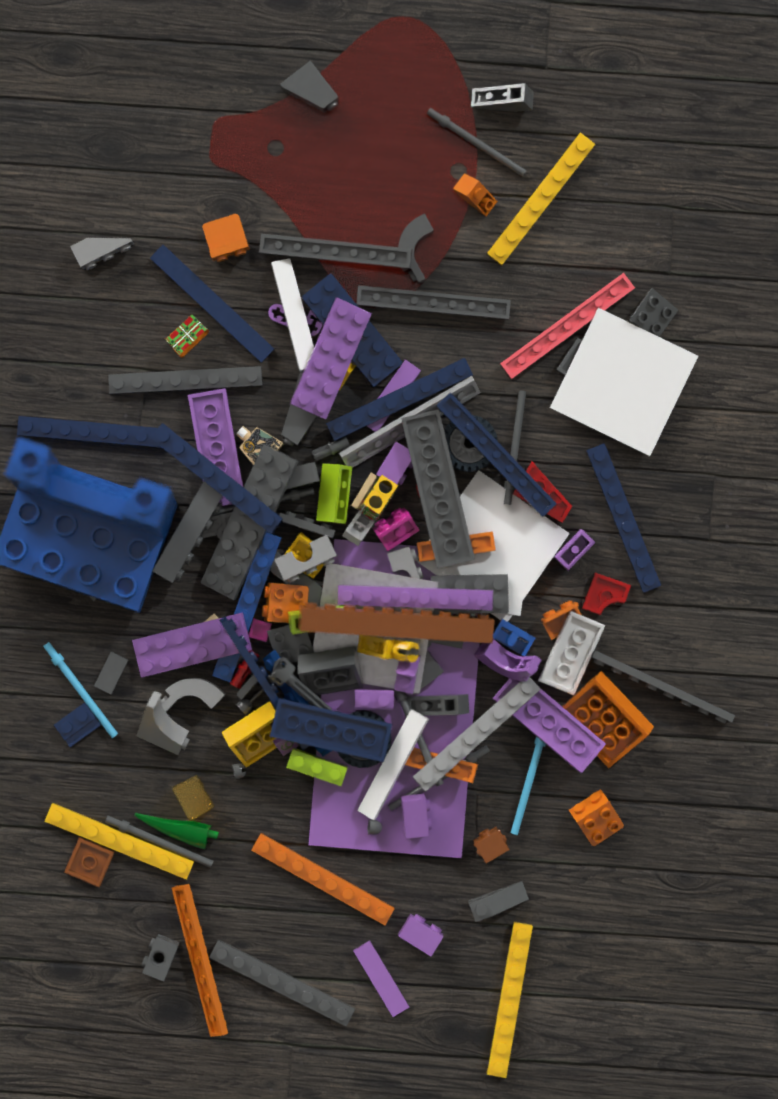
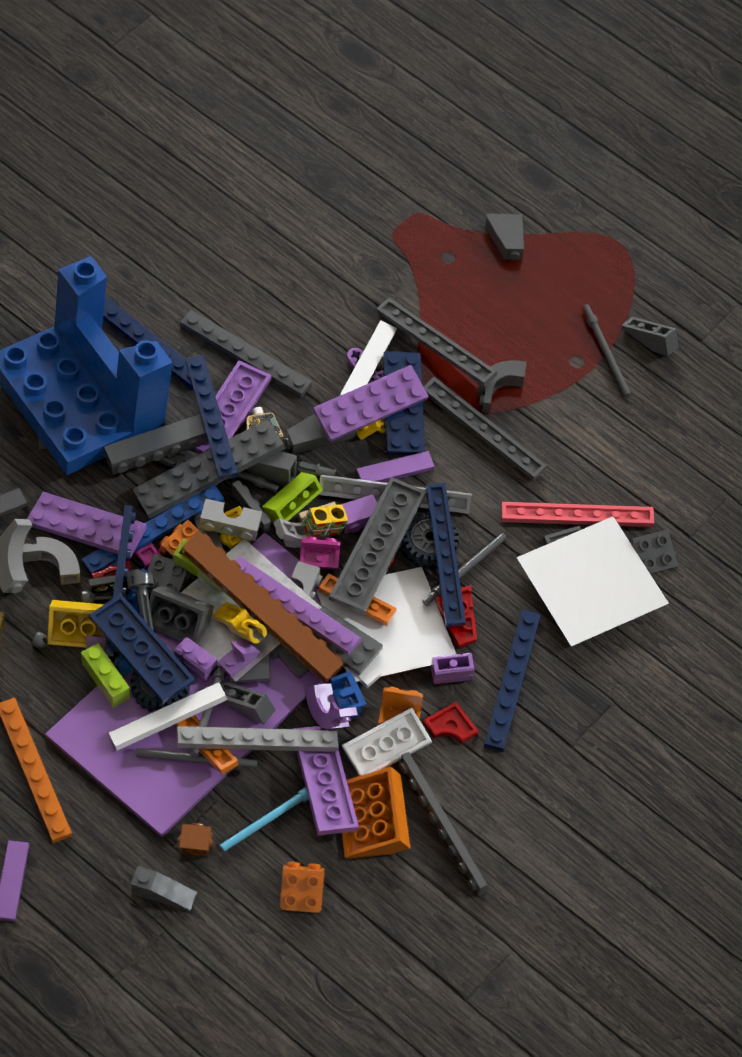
camera: 30 degrees right, 30 degrees down
(93, 250) = (256, 228): light grey slope -> none
(187, 336) = (273, 324): piece -> none
(212, 303) = (311, 320): dark blue tile -> none
(225, 237) = (359, 284): orange bracket -> none
(374, 827) = (111, 755): dark grey hinge -> none
(399, 399) = (404, 472): dark blue plate -> none
(415, 815) = (152, 767): medium lavender brick -> none
(421, 934) = (75, 867): medium lavender brick -> none
(475, 194) = (577, 380): orange slope -> none
(509, 999) = (103, 979): yellow plate -> none
(541, 199) = (626, 419): yellow plate -> none

